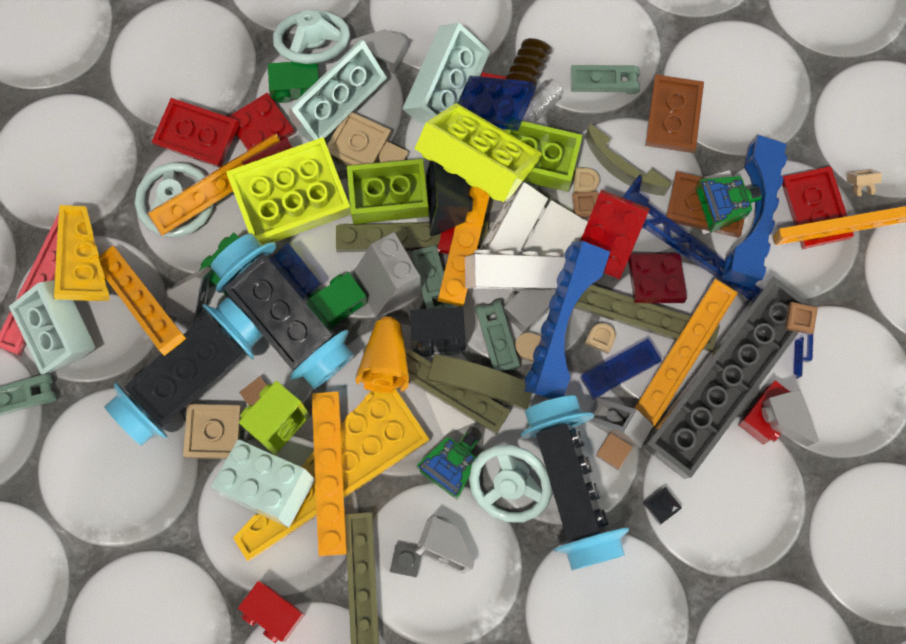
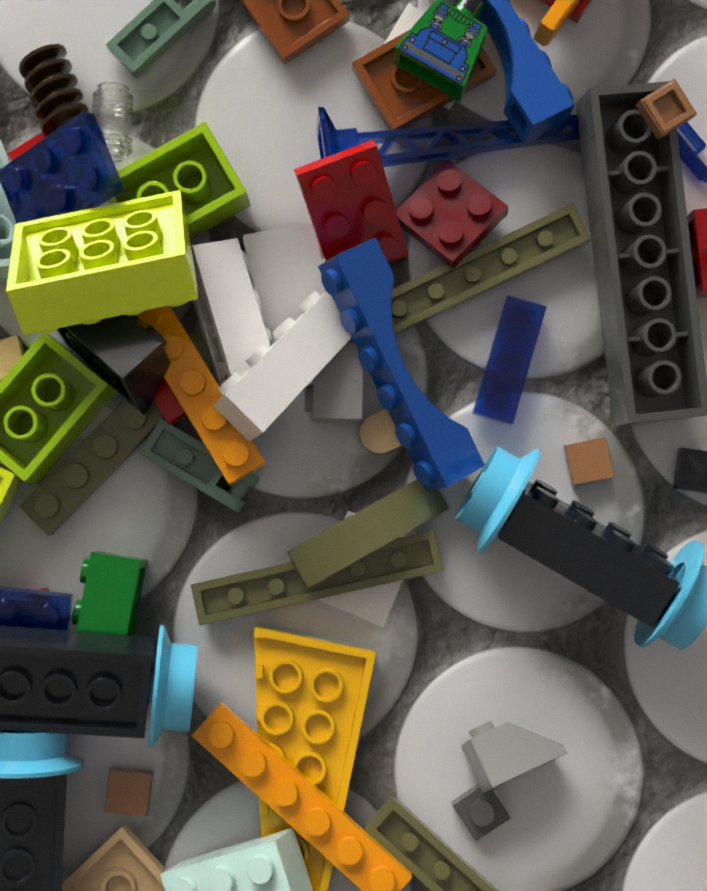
camera: 45 degrees left, 10 degrees up
(274, 417) = (178, 815): lime brick -> none
(384, 359) = (234, 613): light orange cone -> none
(387, 275) = (140, 513): light grey slope -> none
(438, 331) = (264, 521): black brick -> none
(450, 464) = (427, 656): torso -> none
(497, 337) = (336, 458): sand green plate -> none
(511, 482) = (517, 613): light aqua piece -> none
(584, 203) = (283, 202): medium nougat tile -> none
(585, 180) = (258, 173): tan tile -> none
(601, 337) = (452, 343): tan tile -> none
(621, 421) = (566, 422): light grey slope -> none
(651, 182) = (286, 120): olive slope -> none
(685, 351) = (563, 271): light orange tile -> none

